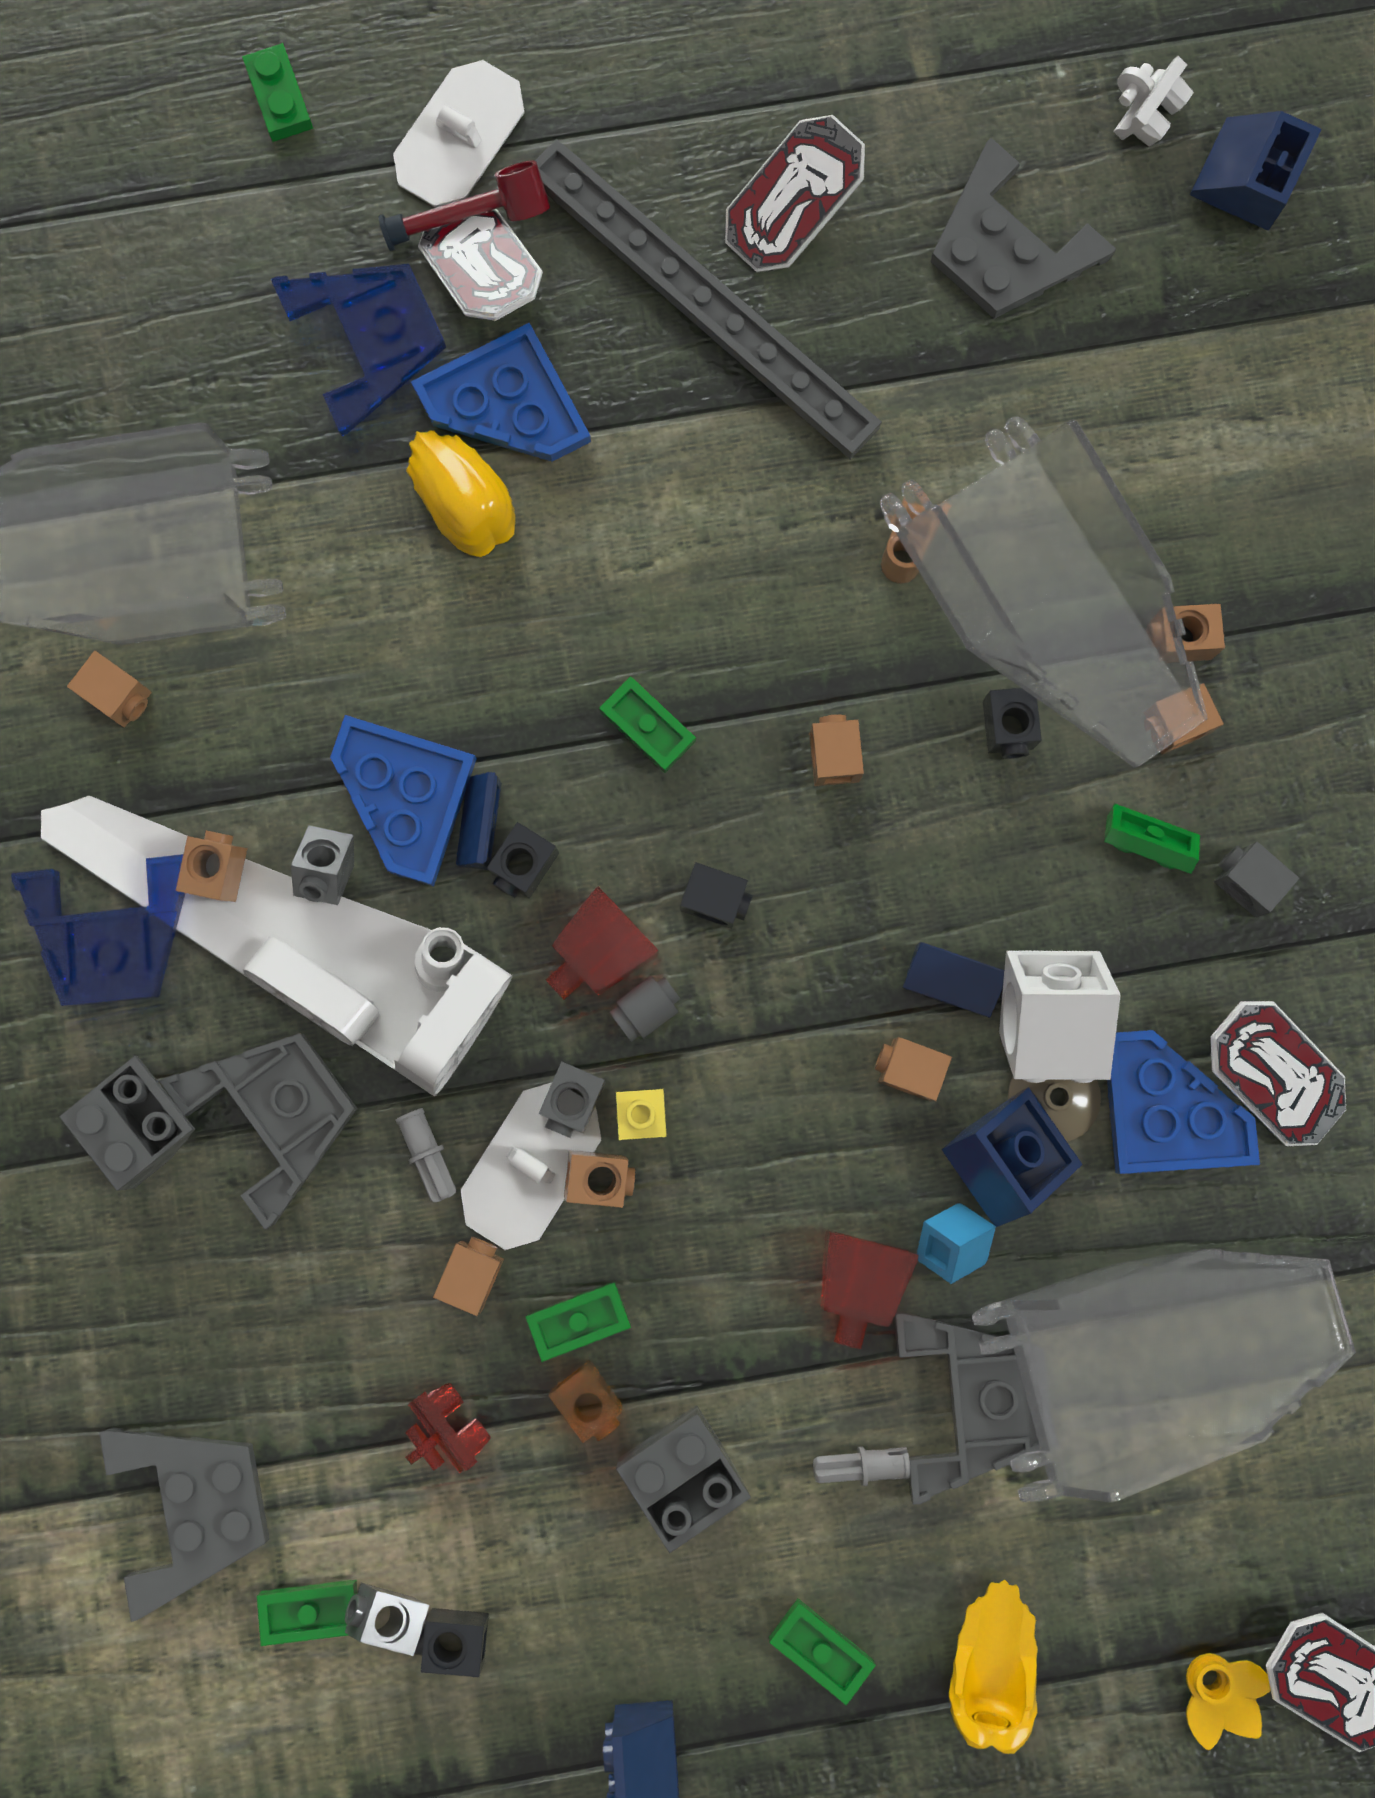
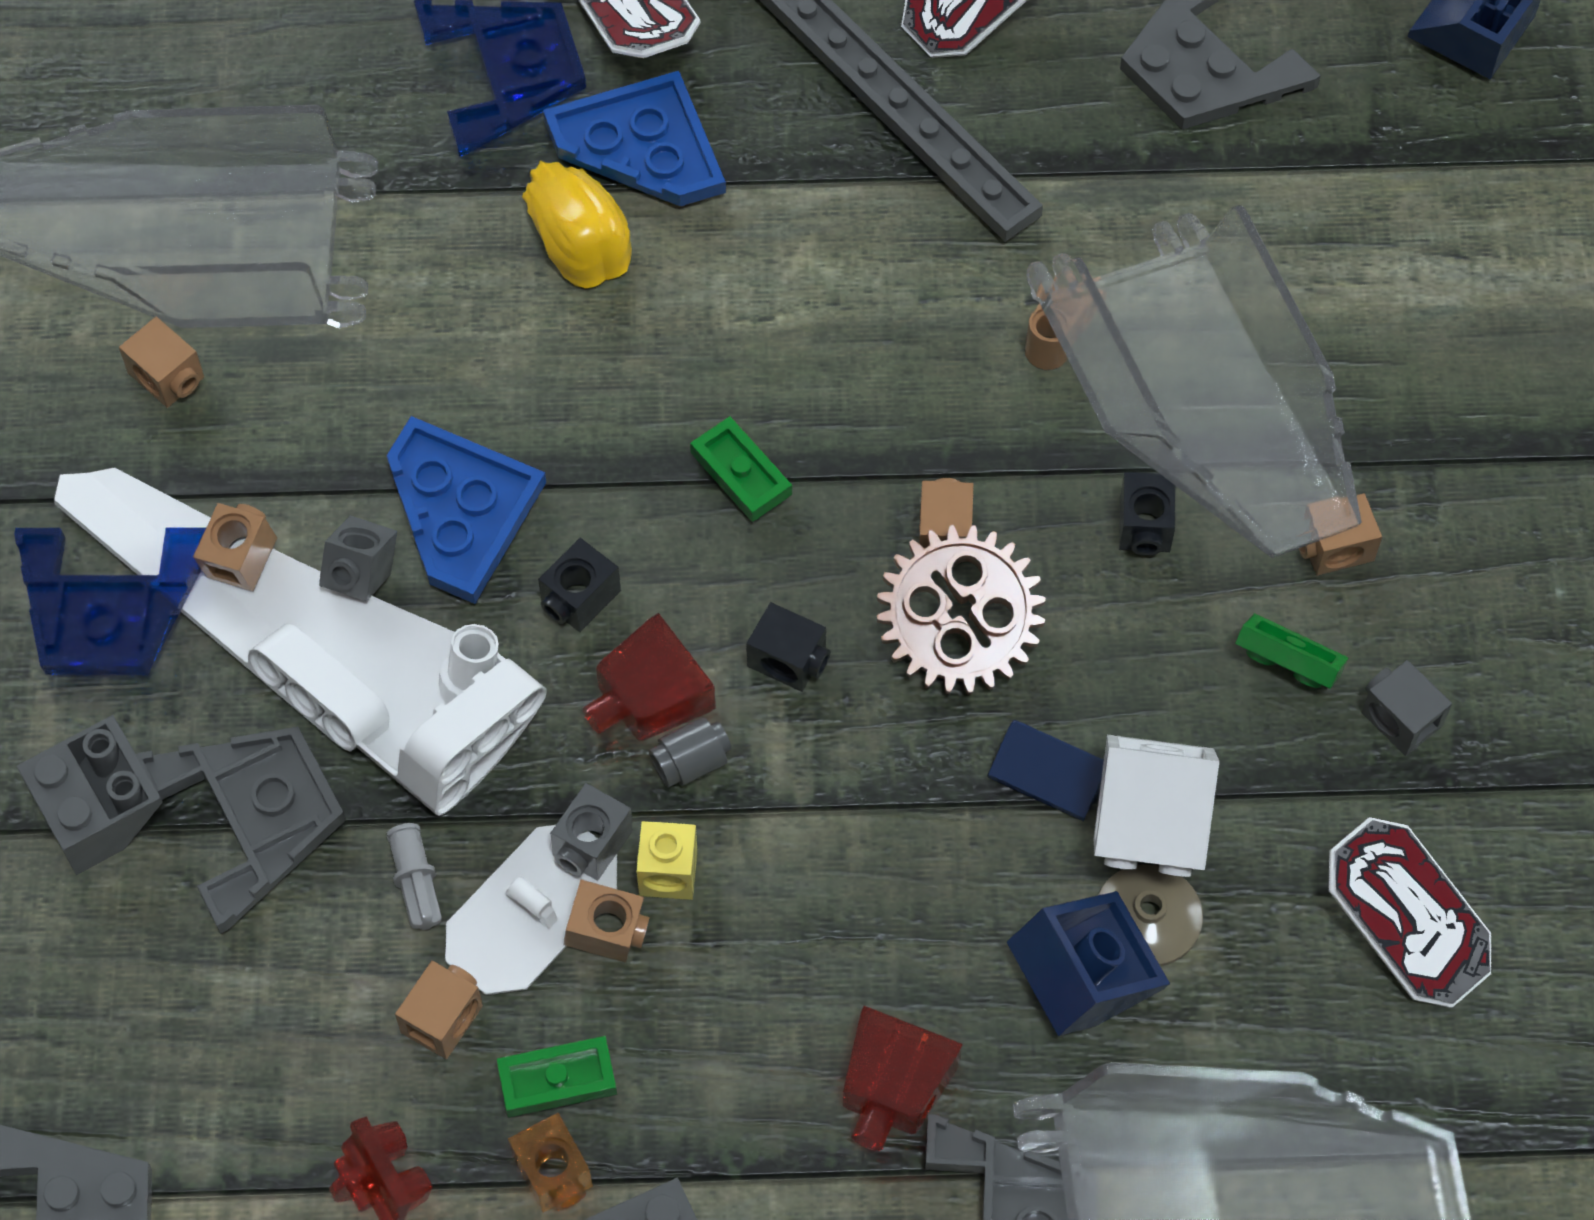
camera: 10 degrees right, 20 degrees down
(479, 821) = (538, 542): dark blue slope -> none
(891, 815) = (999, 583): none -> gear
(912, 1068) = (985, 854): medium nougat brick -> none
(955, 1242) = (1009, 1049): dark azure panel -> none
(1171, 1112) = (1281, 942): blue plate -> none
(1206, 628) = (1374, 441): medium nougat brick -> none

